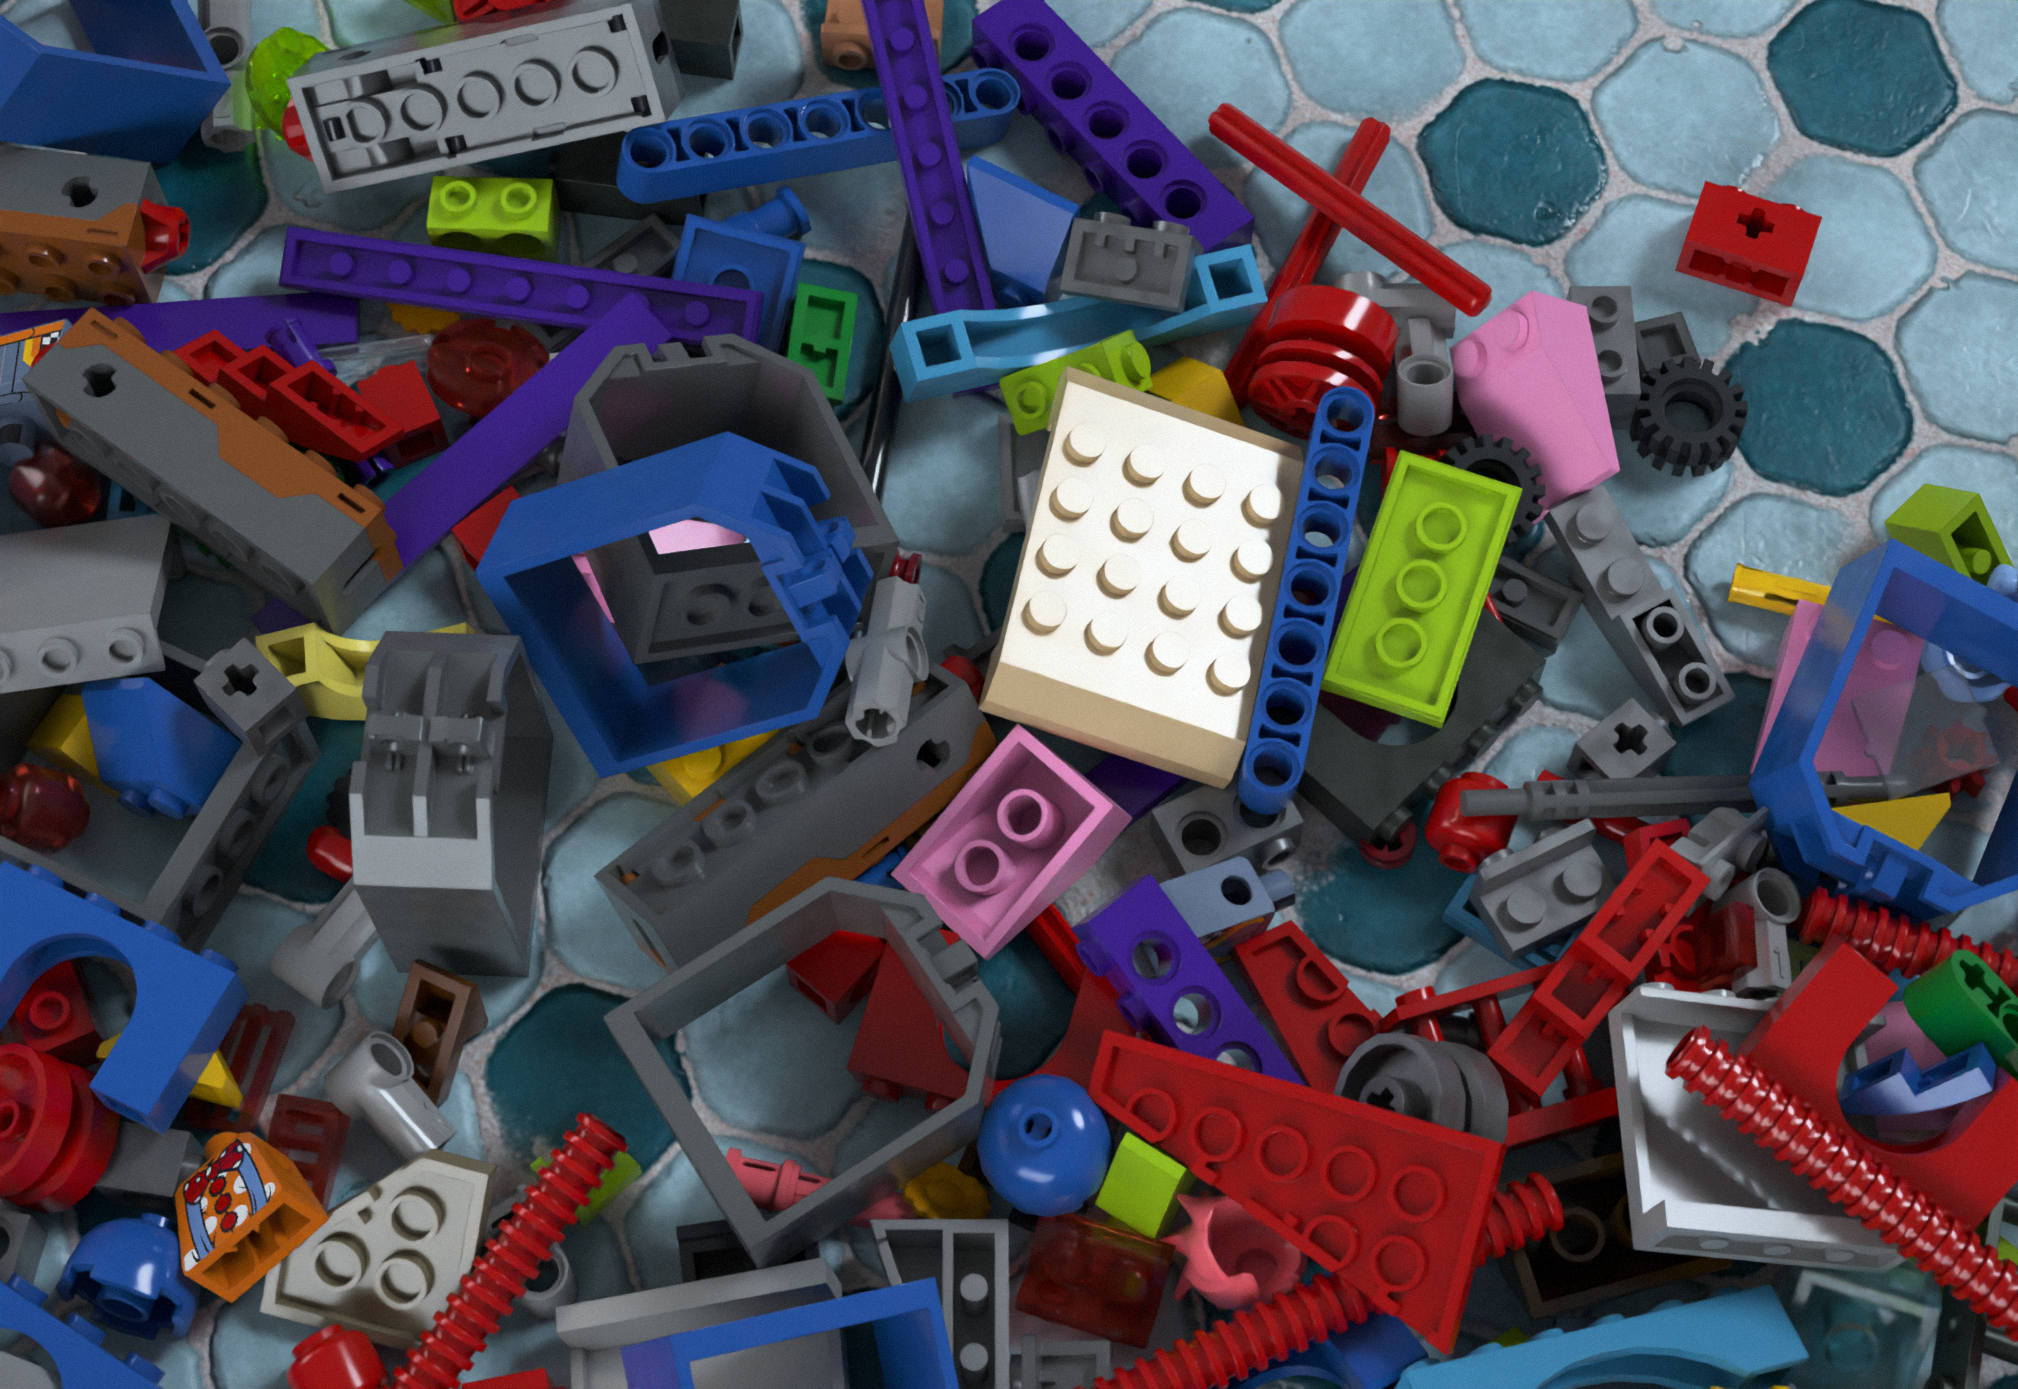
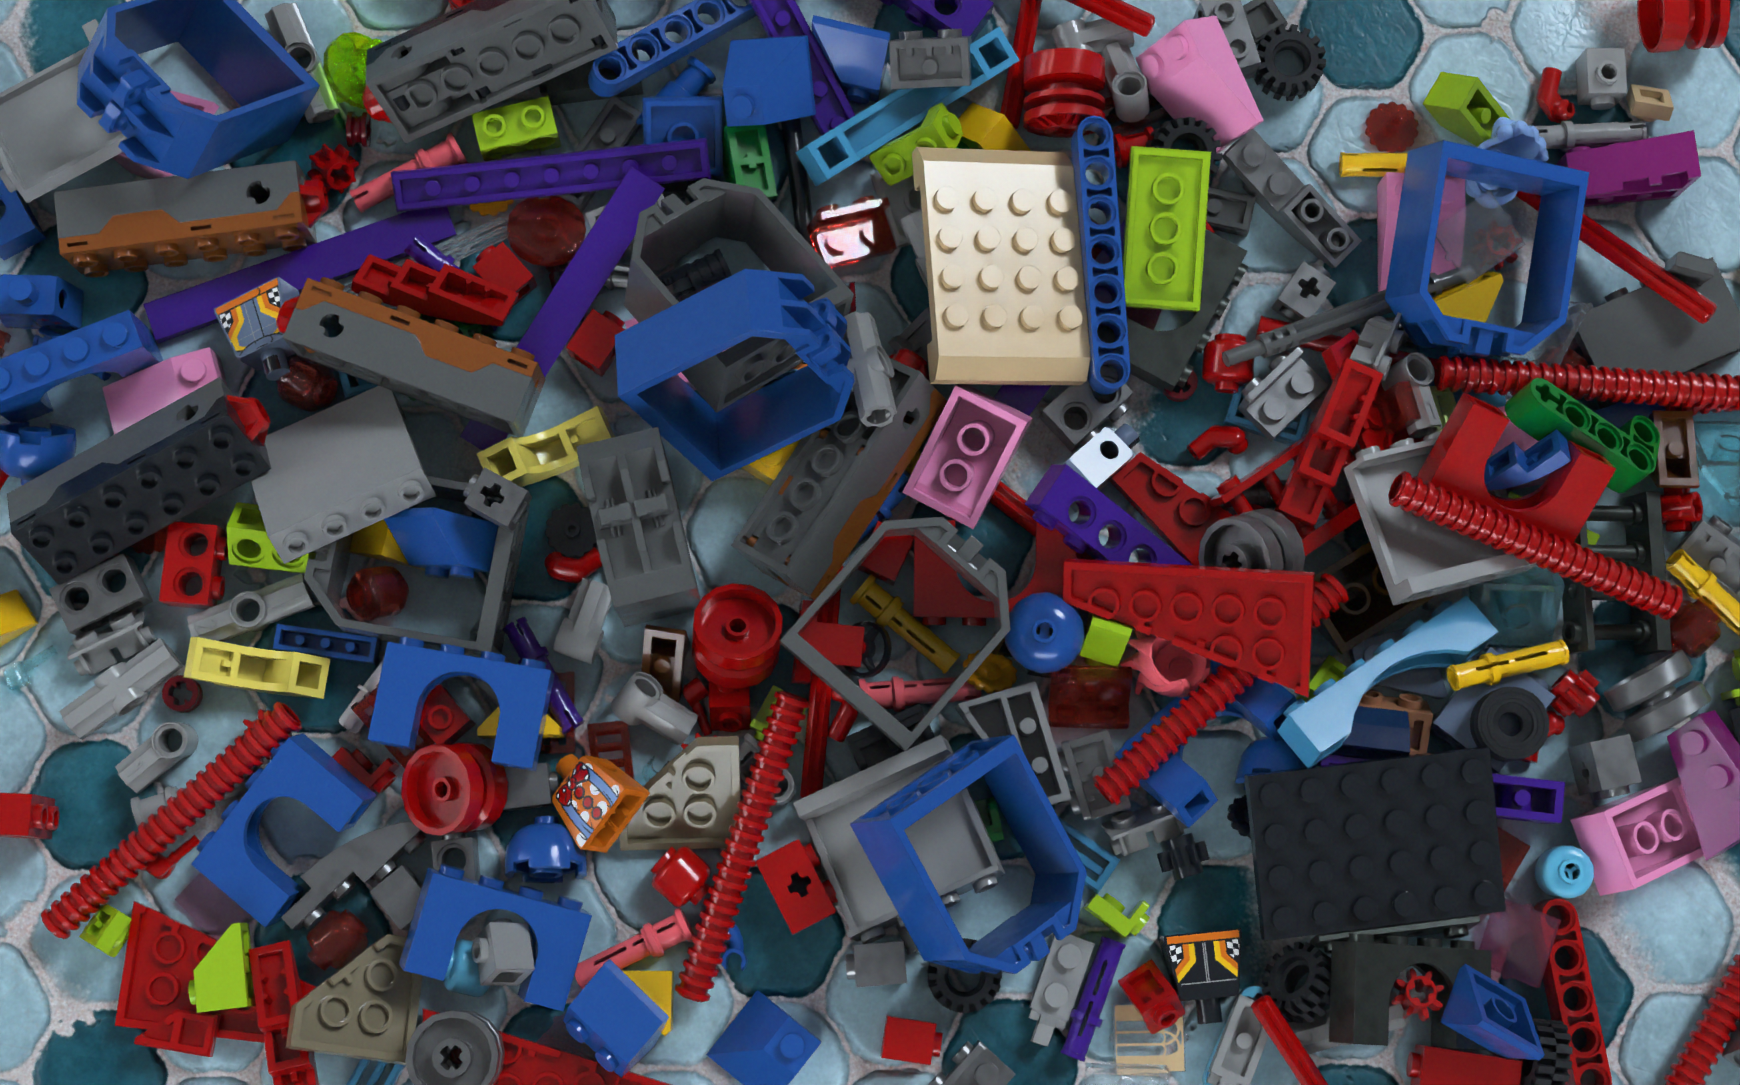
camera: 25 degrees left, 15 degrees up
(216, 193) = (333, 167): none -> red gear
(246, 1036) = (529, 648): none -> dark purple pin
(265, 255) = (381, 188): none -> coral pin
(270, 168) = (358, 129): none -> dark red bush
(466, 1098) = (694, 693): none -> red hand
(517, 1121) = (729, 708): none -> red bracket
(546, 1022) = (736, 636): none -> red wheel
(664, 1155) = (818, 716): none -> red axle
(686, 1206) = (843, 719): none -> red arm
(720, 1086) = (842, 646): none -> red piece
(816, 1059) = (889, 612): none -> yellow pin
(880, 236) = (768, 81): none -> blue slope
(941, 482) = (852, 231): none -> clear red bracket
(1426, 934) = (1219, 436): none -> red arm
(1823, 547) = (1391, 127): none -> clear red piece

